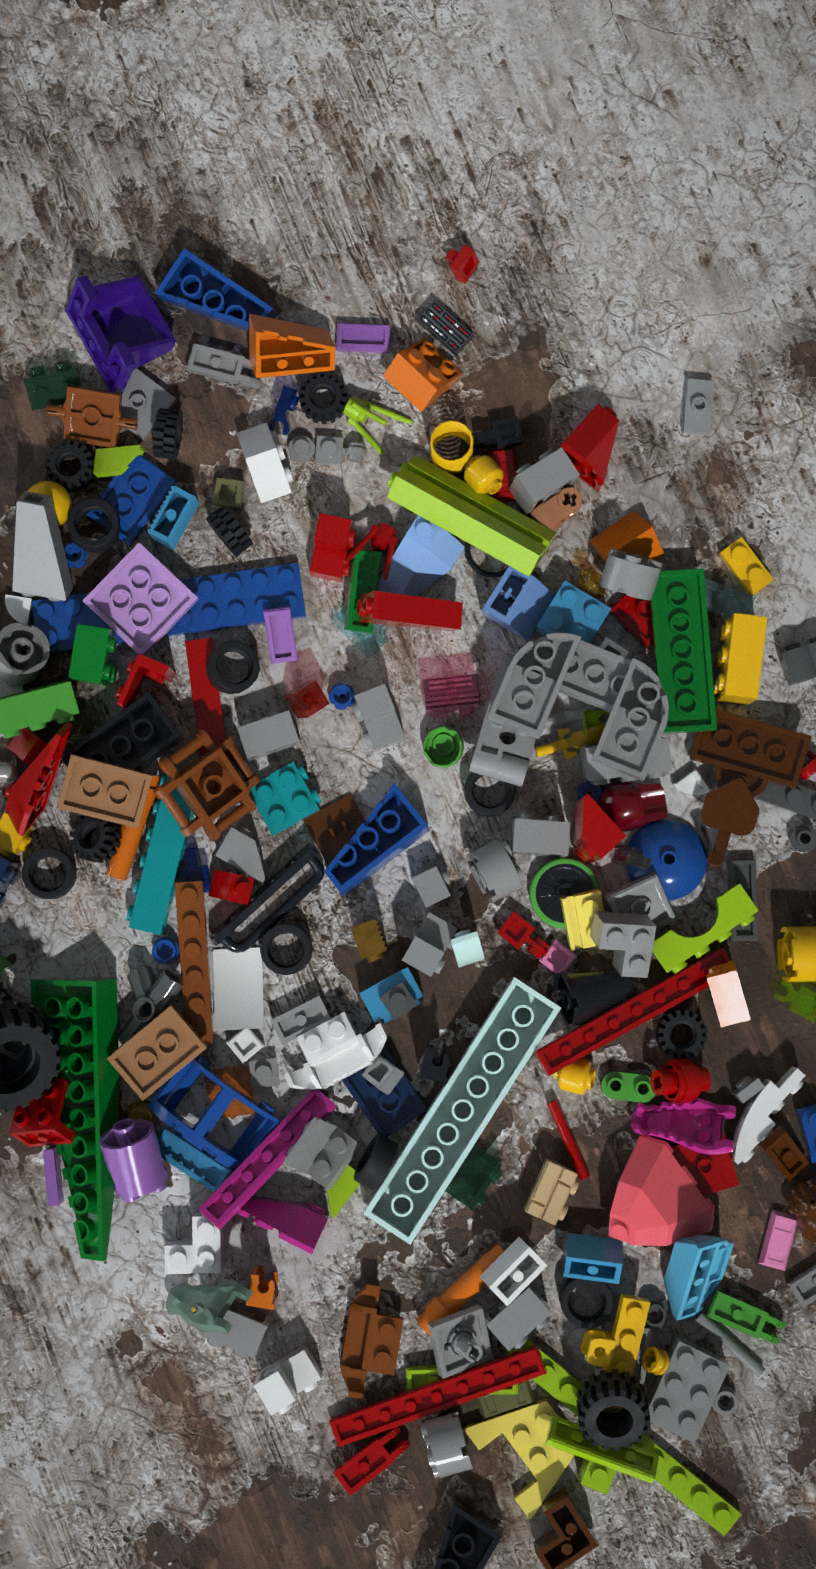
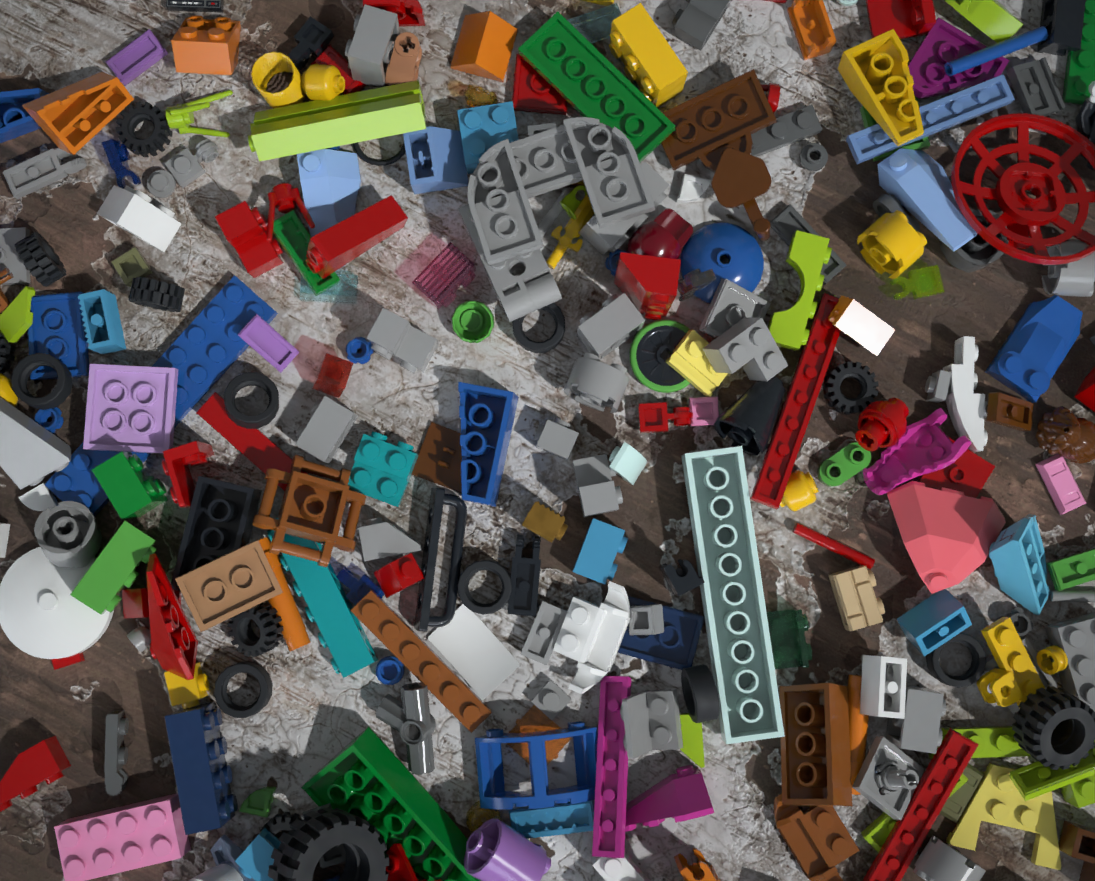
camera: 40 degrees left, 0 degrees up
(157, 1052) = (451, 758): medium nougat plate -> none
(245, 1044) = (516, 690): white tile -> none
(319, 969) = (525, 579): none -> black hinge
(398, 1001) = (609, 551): dark grey plate -> none
(427, 1271) = (815, 745): none -> dark orange slope
(630, 574) = (505, 60): light grey brick -> none

